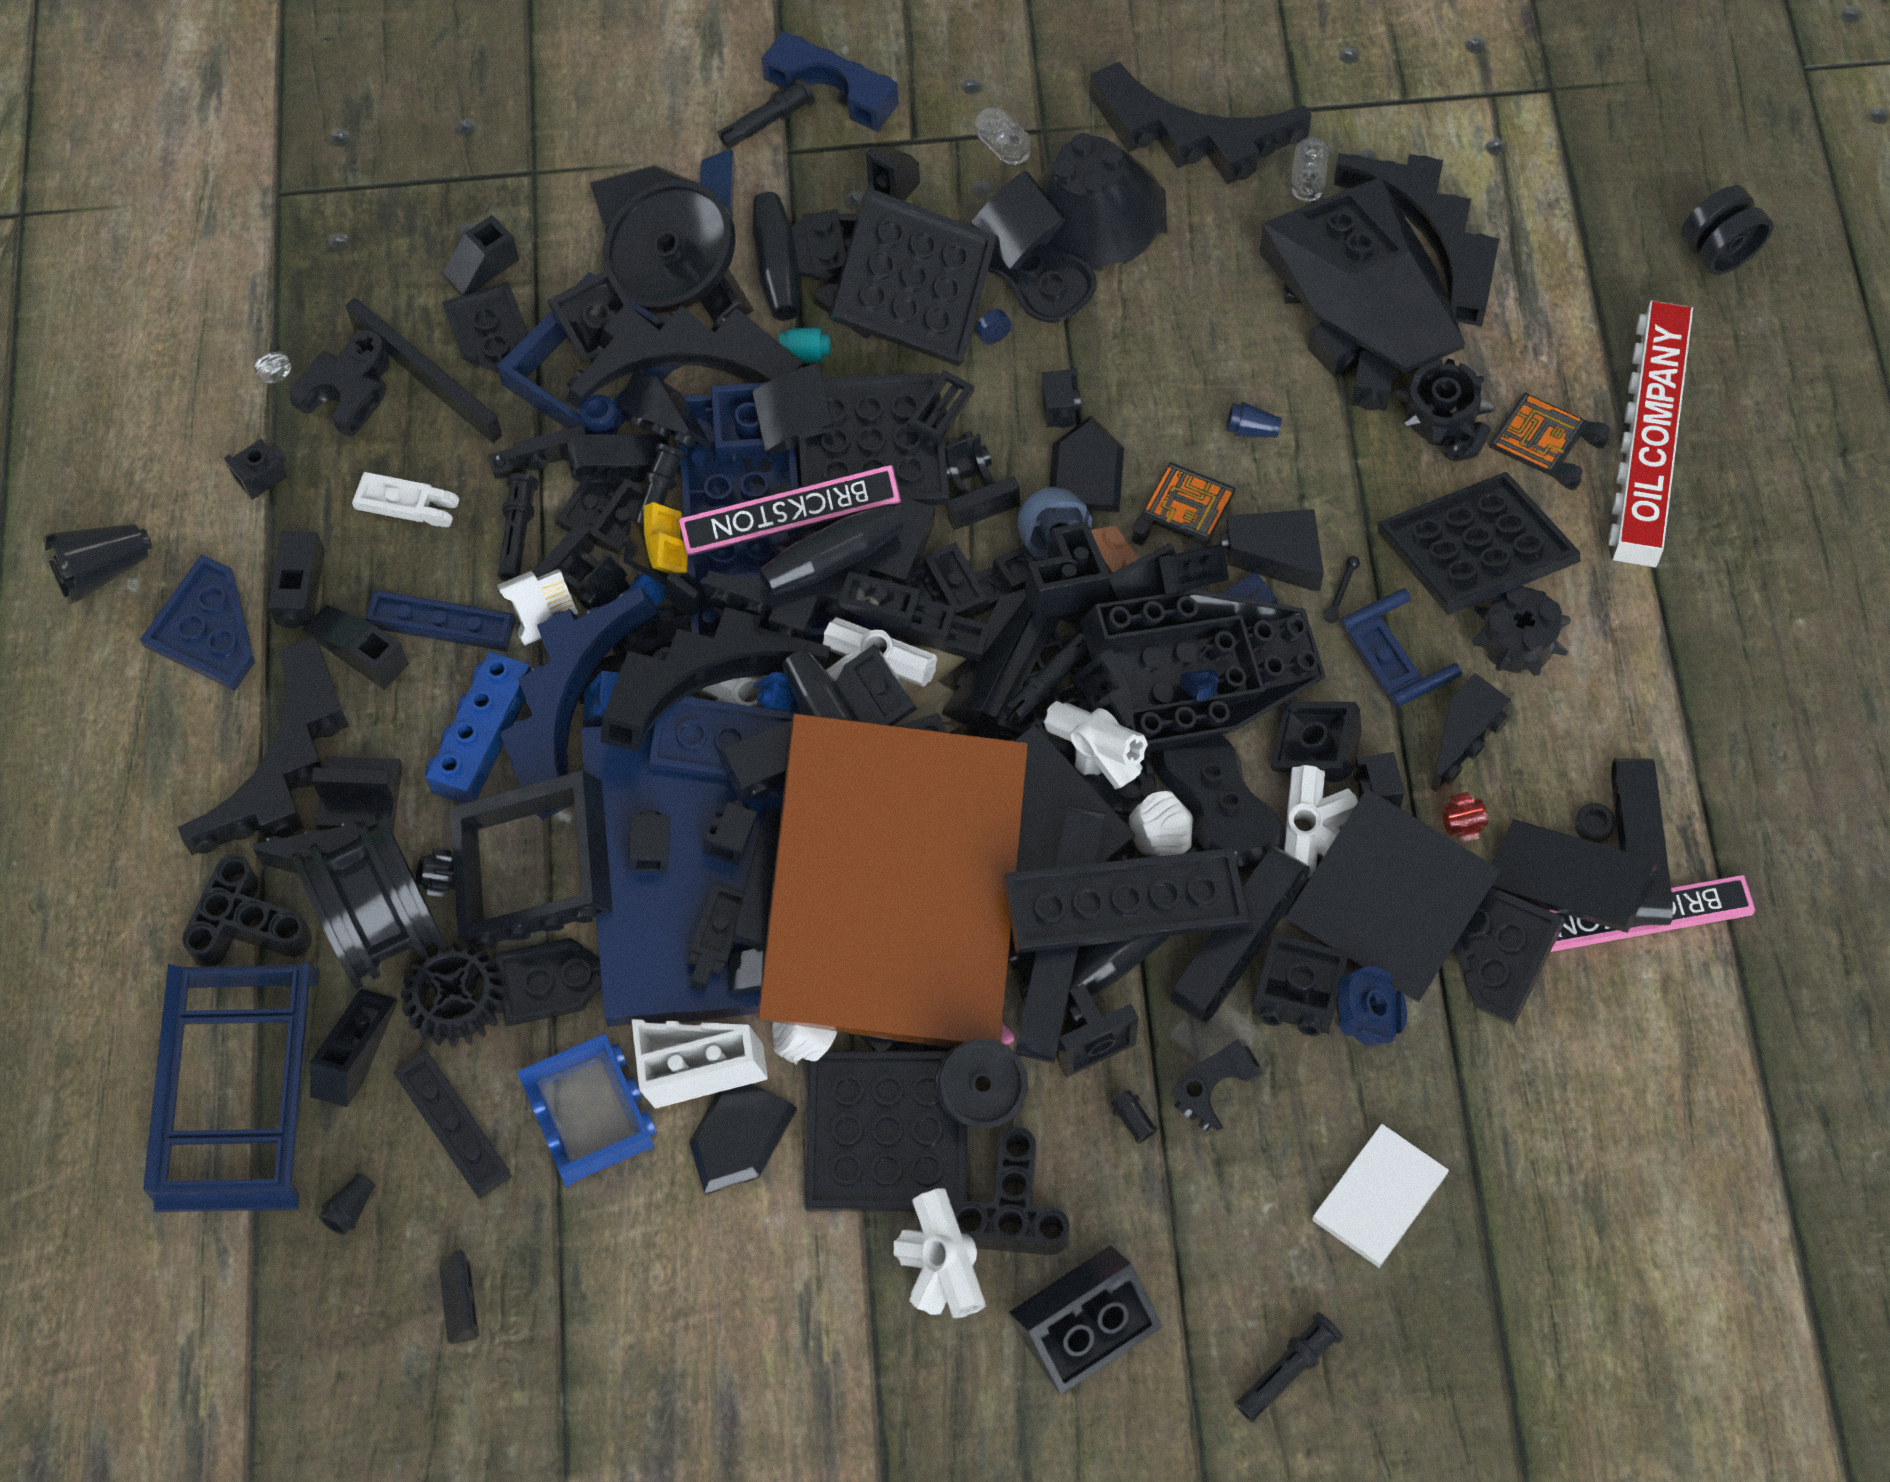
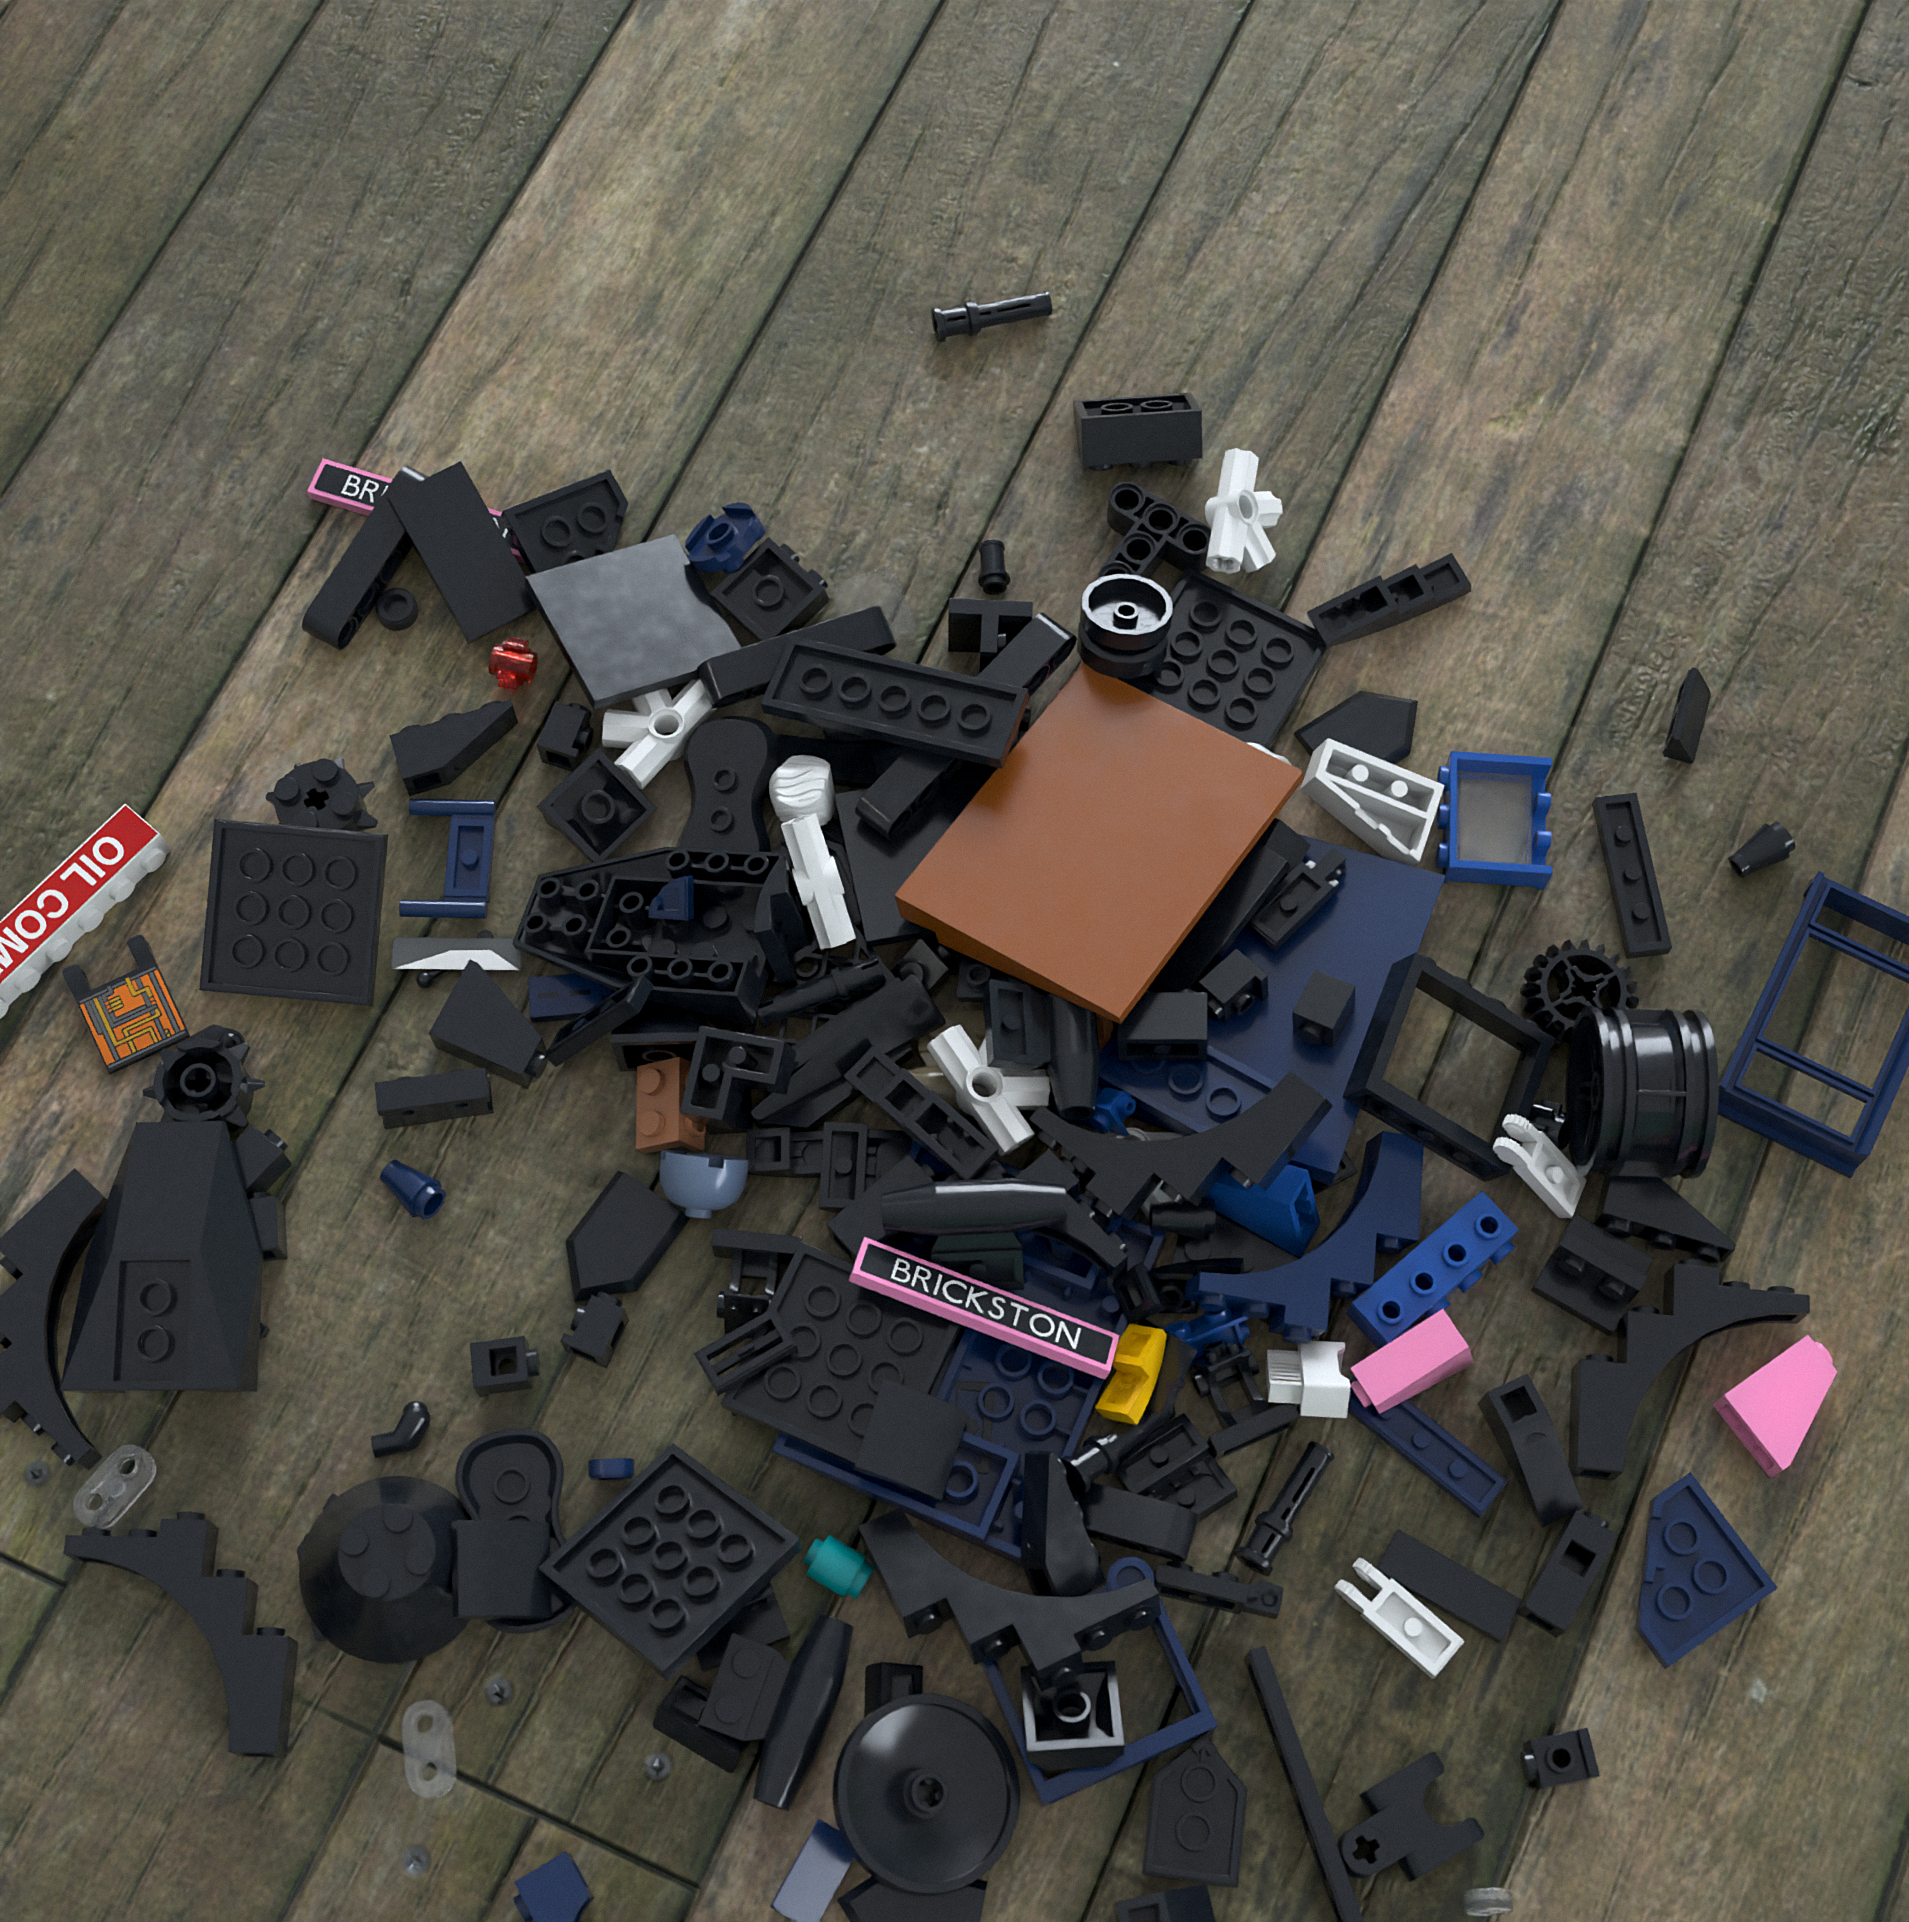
camera: 155 degrees left, 5 degrees up
(94, 557) = (1799, 1727): black cone -> none
(181, 767) = (1779, 1403): none -> bright pink slope
(240, 912) = (1778, 1188): black beam -> none
(350, 1048) = (1715, 980): black slope -> none
(379, 538) = (1449, 1586): none -> black tile
(429, 827) = (1541, 1165): none -> white hinge
(461, 647) = (1411, 1363): none -> bright pink slope
(547, 980) = (1485, 959): black tile -> none
(772, 1269) = (1389, 602): none -> black slope
(892, 172) = (597, 1748): black slope -> none
(1108, 345) = (491, 1355): none -> black brick
(1144, 284) = (407, 1433): none -> black arm
(1185, 505) = (546, 1134): flag -> none
(1232, 1061) = (899, 551): black tile -> none
(1266, 487) = (434, 1097): none -> black piece
(1345, 588) = (454, 953): none -> dark grey sticker
(1380, 1195) = (821, 405): white tile -> none

